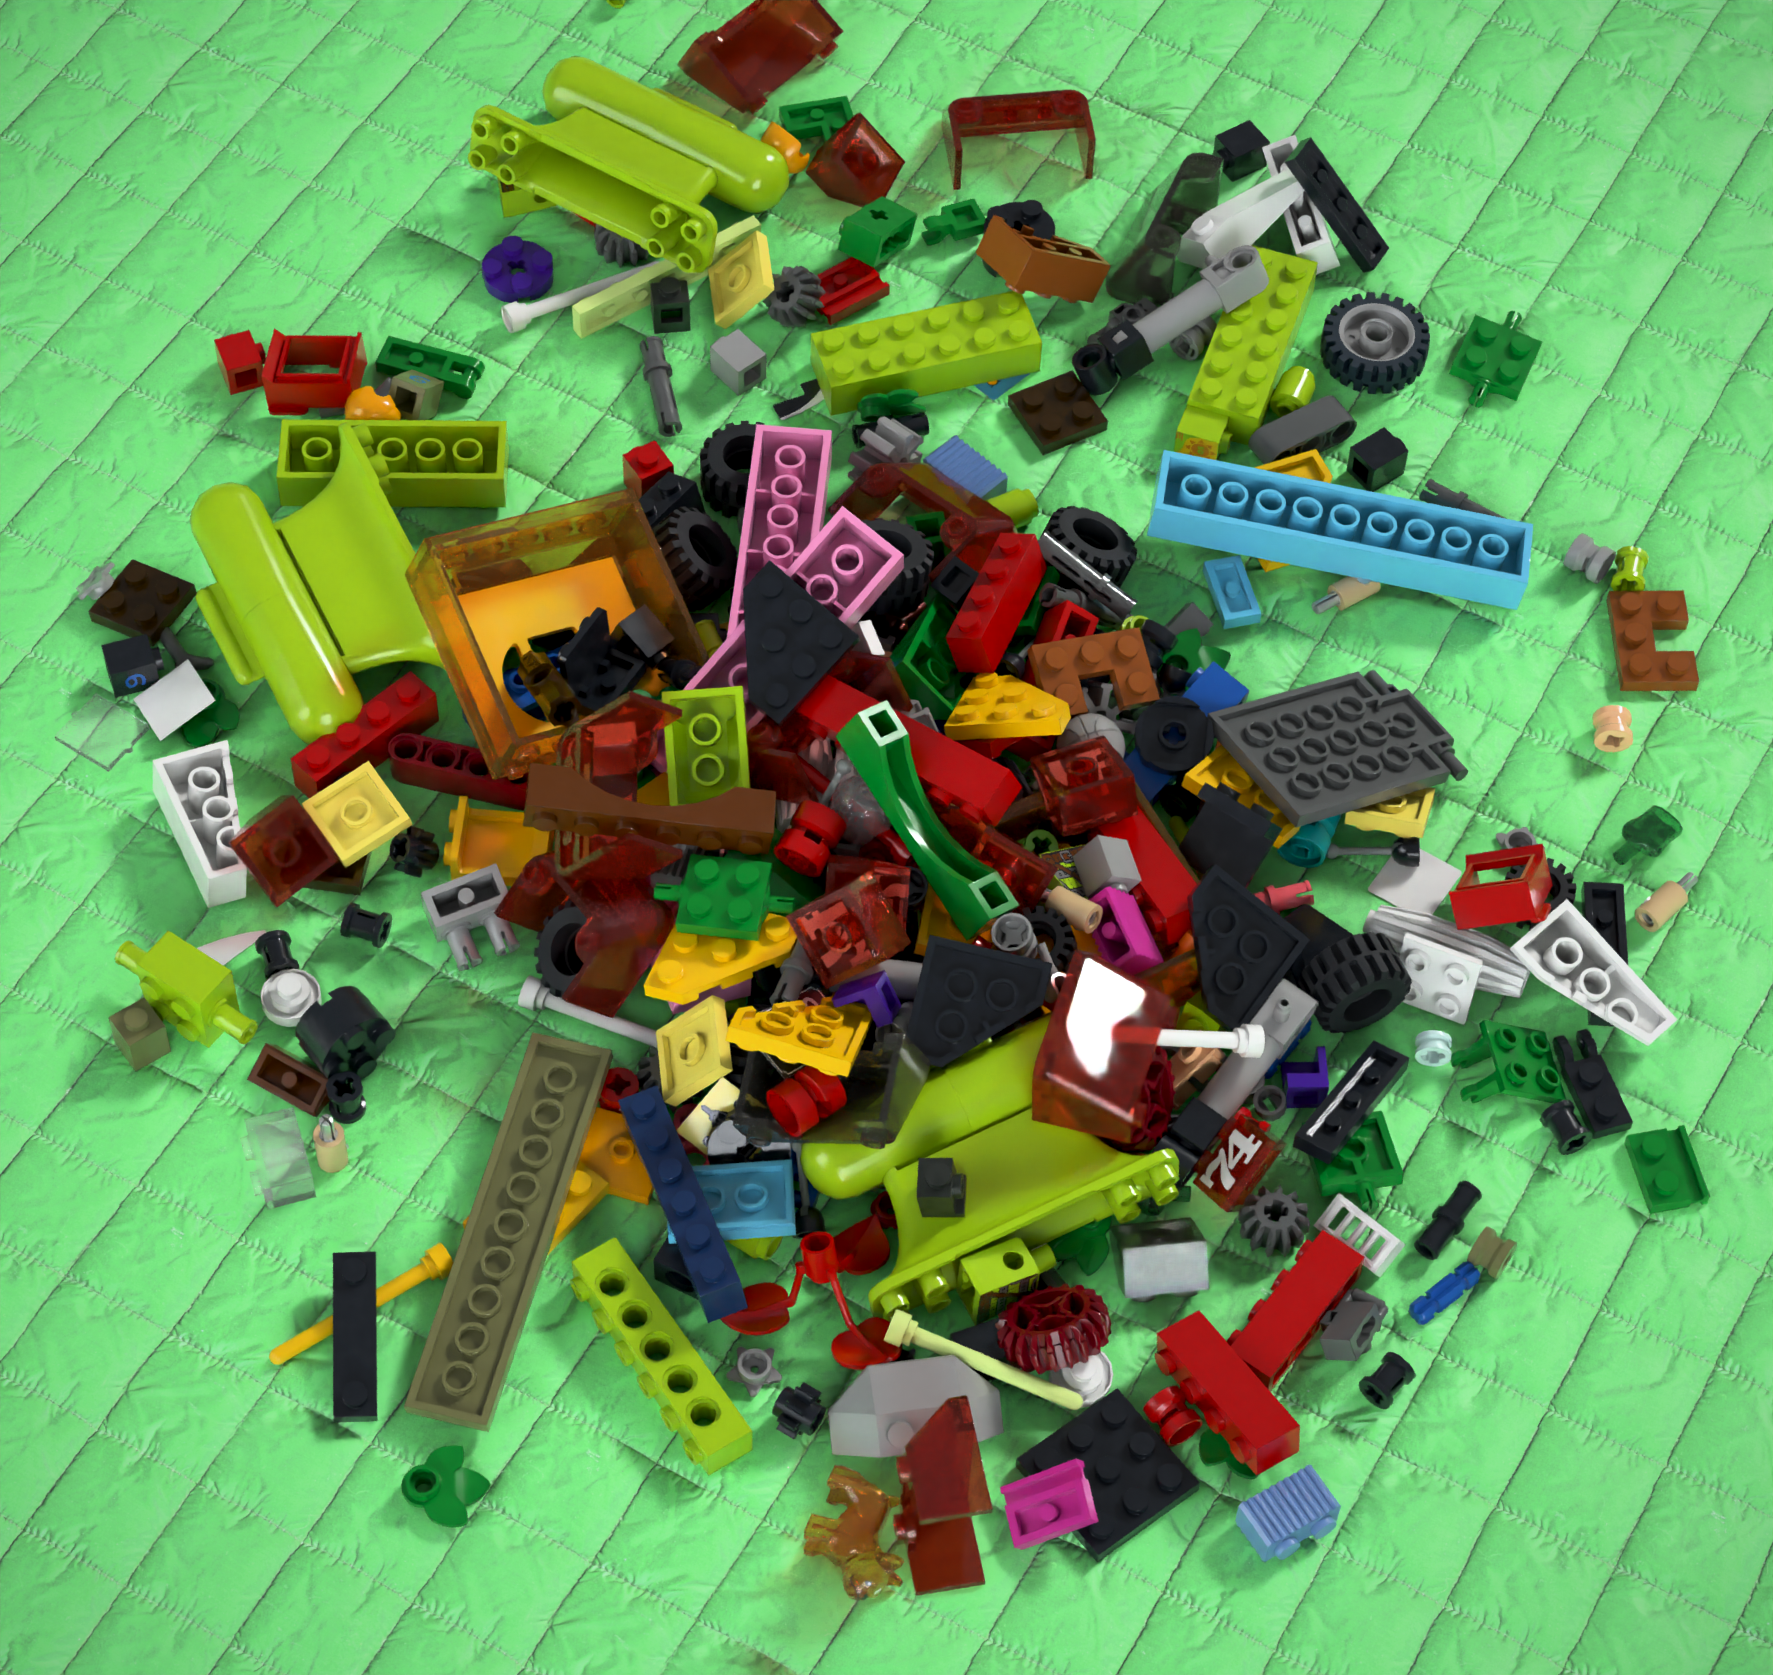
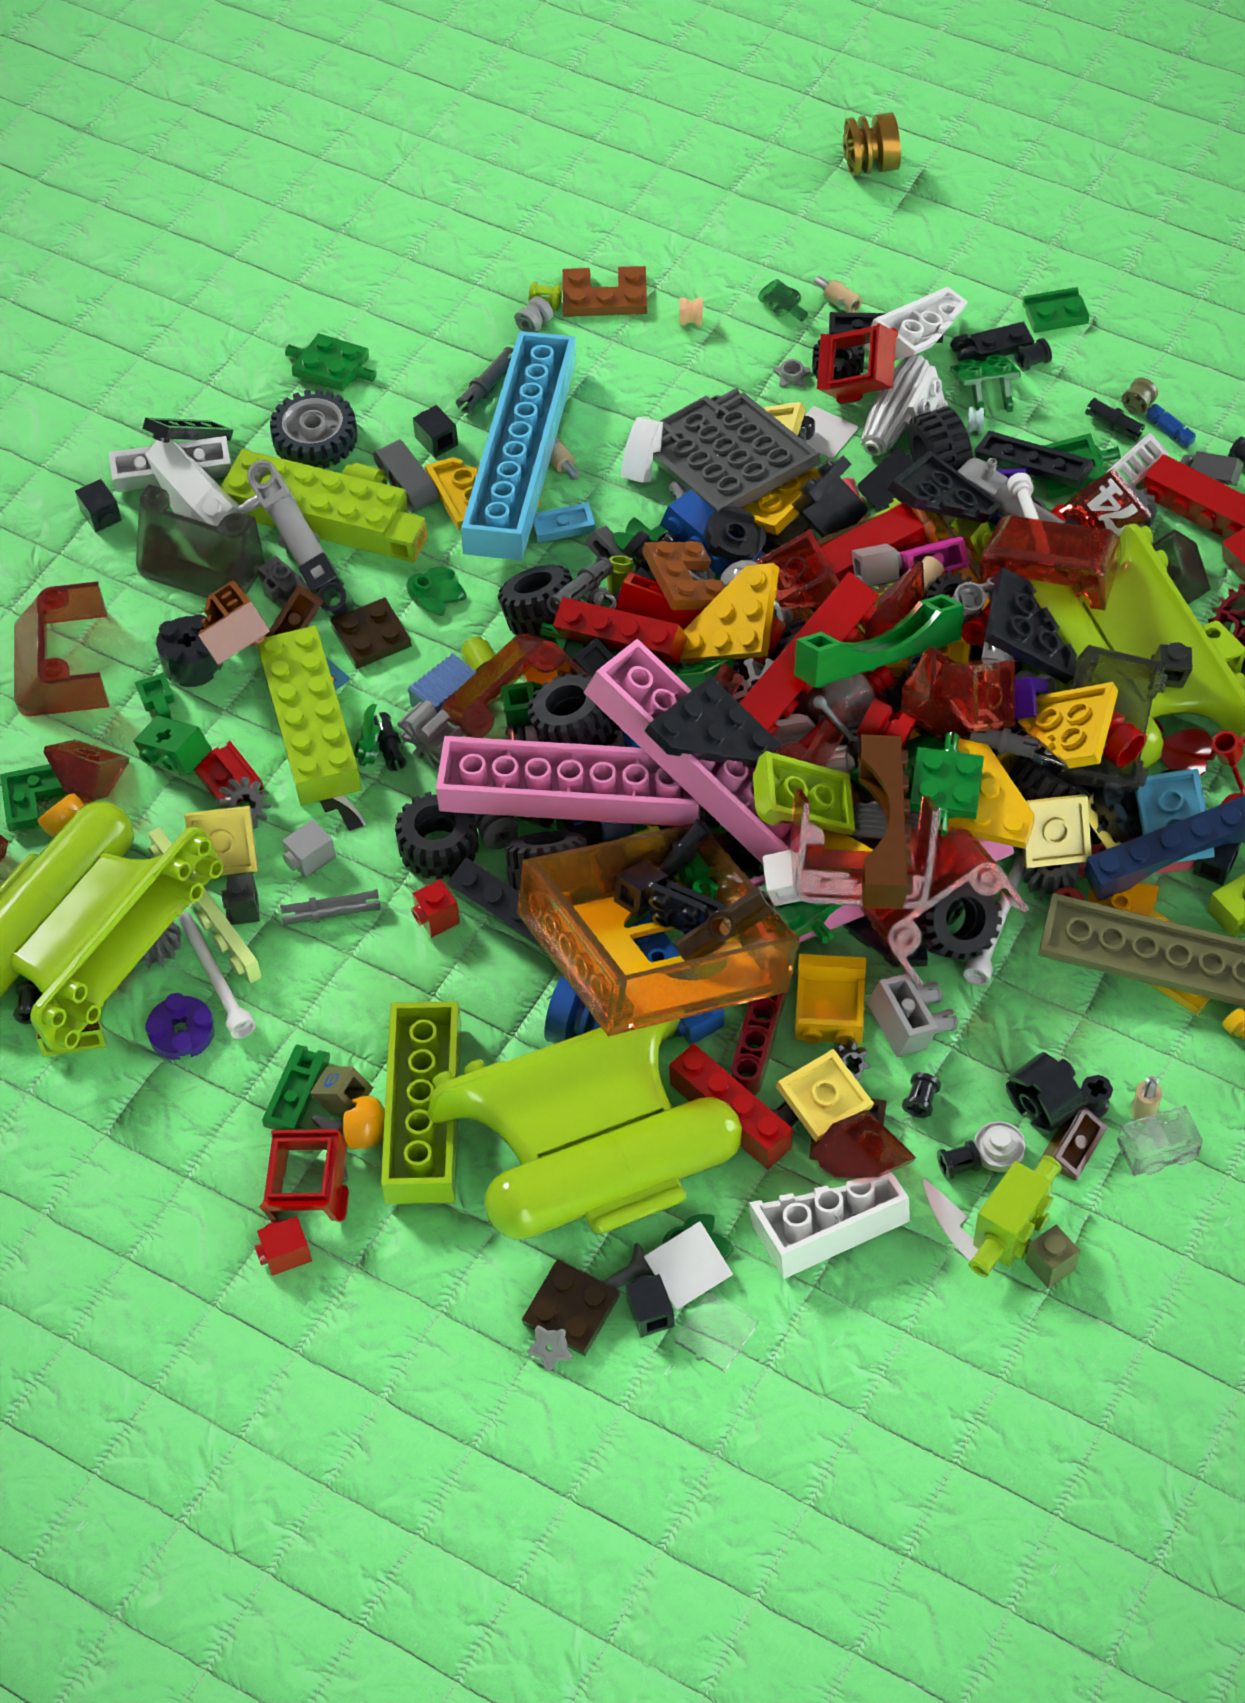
camera: 85 degrees left, 0 degrees up
(1068, 329) = (297, 611): none -> reddish brown slope
(1121, 473) = (435, 589): none -> green plate
(1345, 661) = (641, 444): none -> white slope

